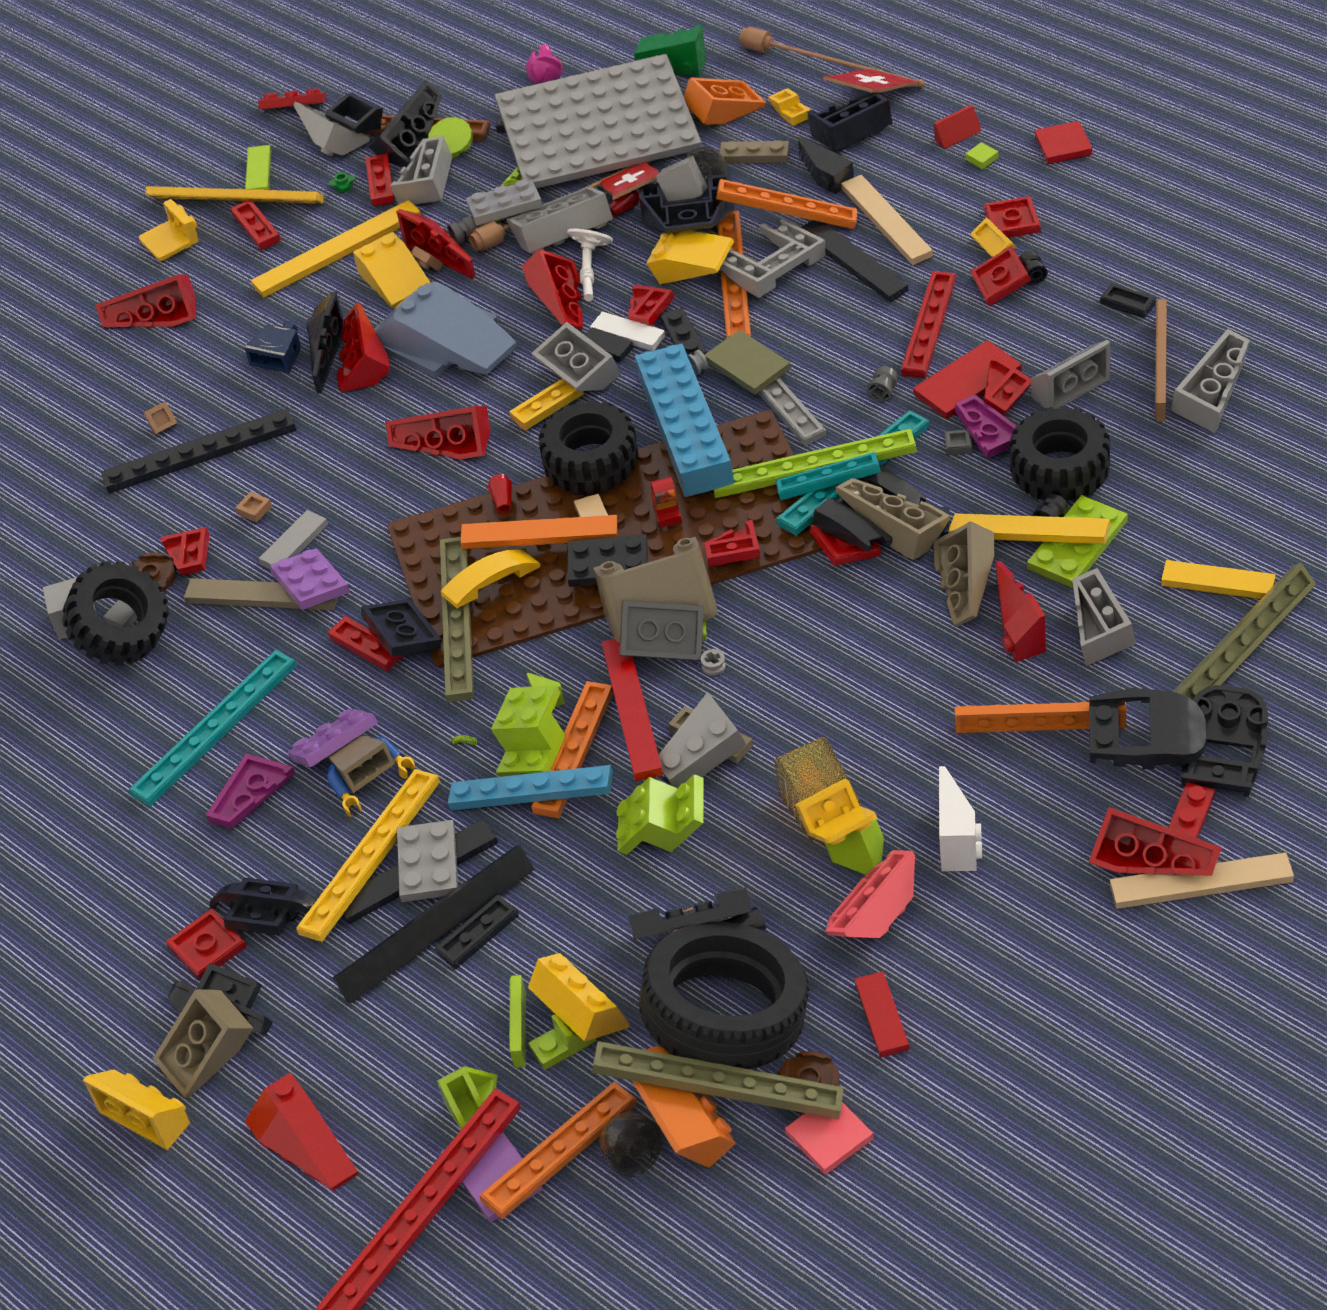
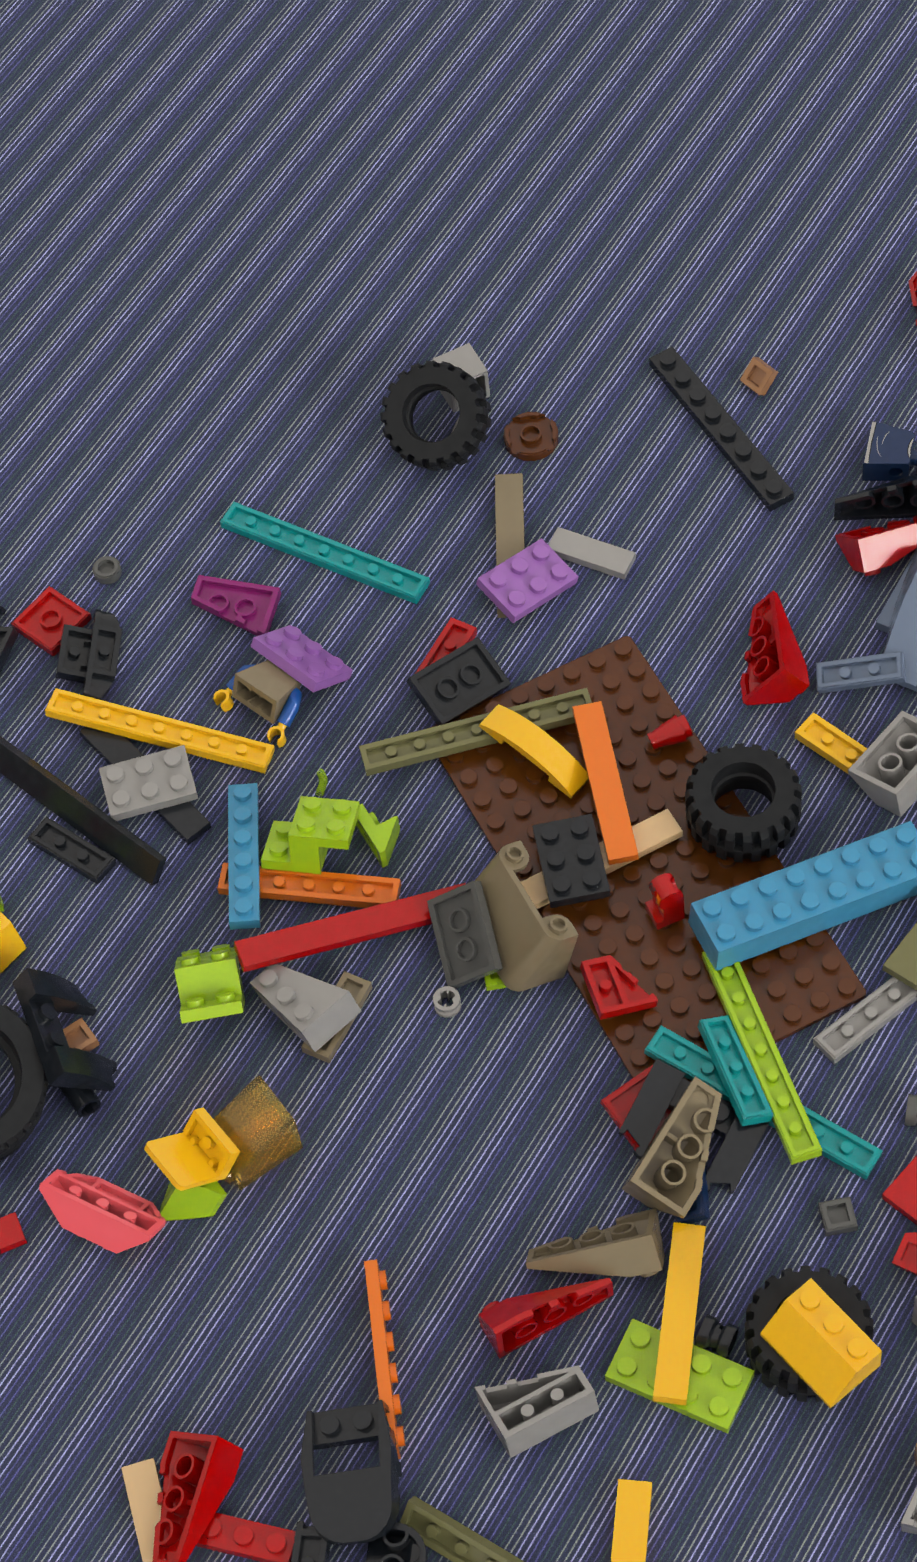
camera: 80 degrees right, 10 degrees up
(163, 896) = (107, 570): none -> dark grey tile
(188, 550) = (562, 460): red wing -> none
(253, 507) = (634, 501): medium nougat plate -> none
(483, 376) = (860, 672): none -> sand blue tile
(957, 827) = (206, 1280): white slope -> none
(985, 425) = (861, 1244): magenta wing -> none
(1081, 423) = (821, 1343): none -> yellow slope

